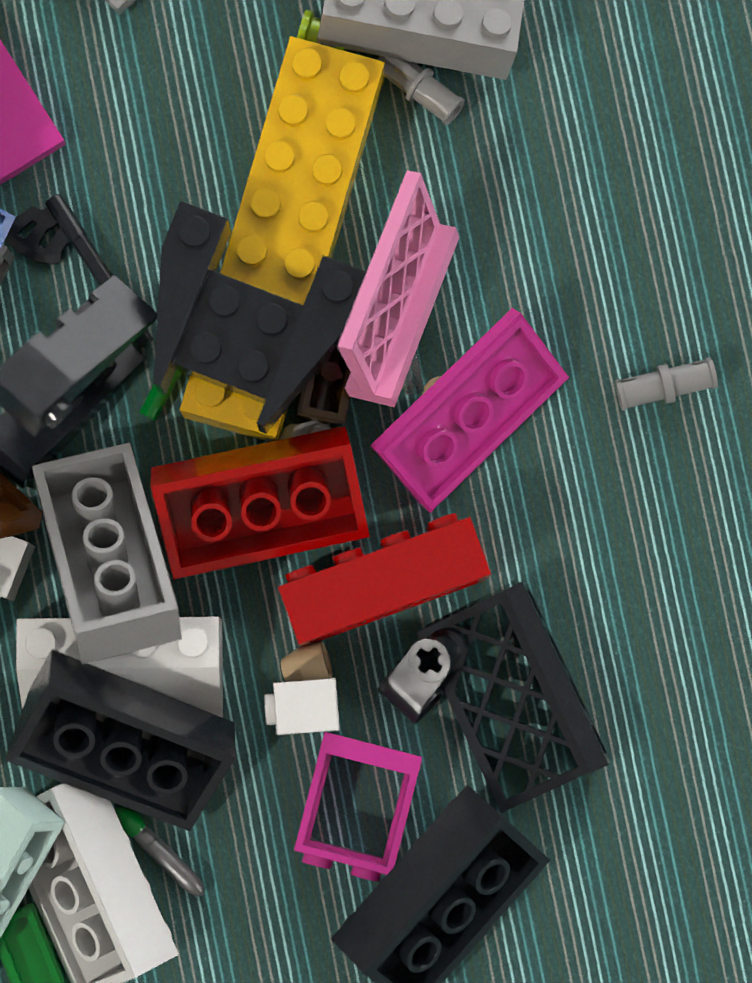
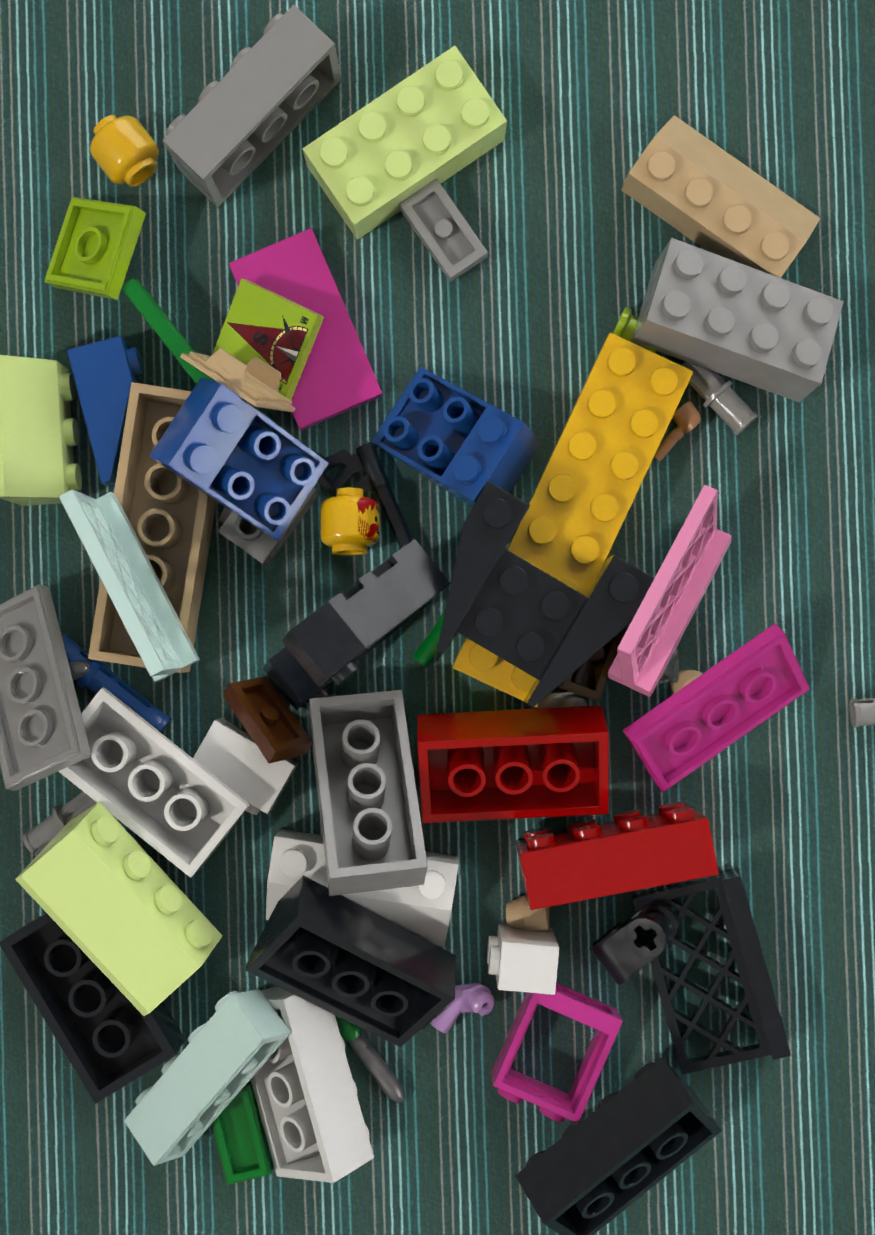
camera: 15 degrees right, 5 degrees up
(49, 279) = (349, 522): none -> yellow head
(145, 170) = (456, 438): none -> blue slope
(249, 772) = (468, 998): none -> lavender arm
(392, 118) = (686, 419): none -> medium nougat hand

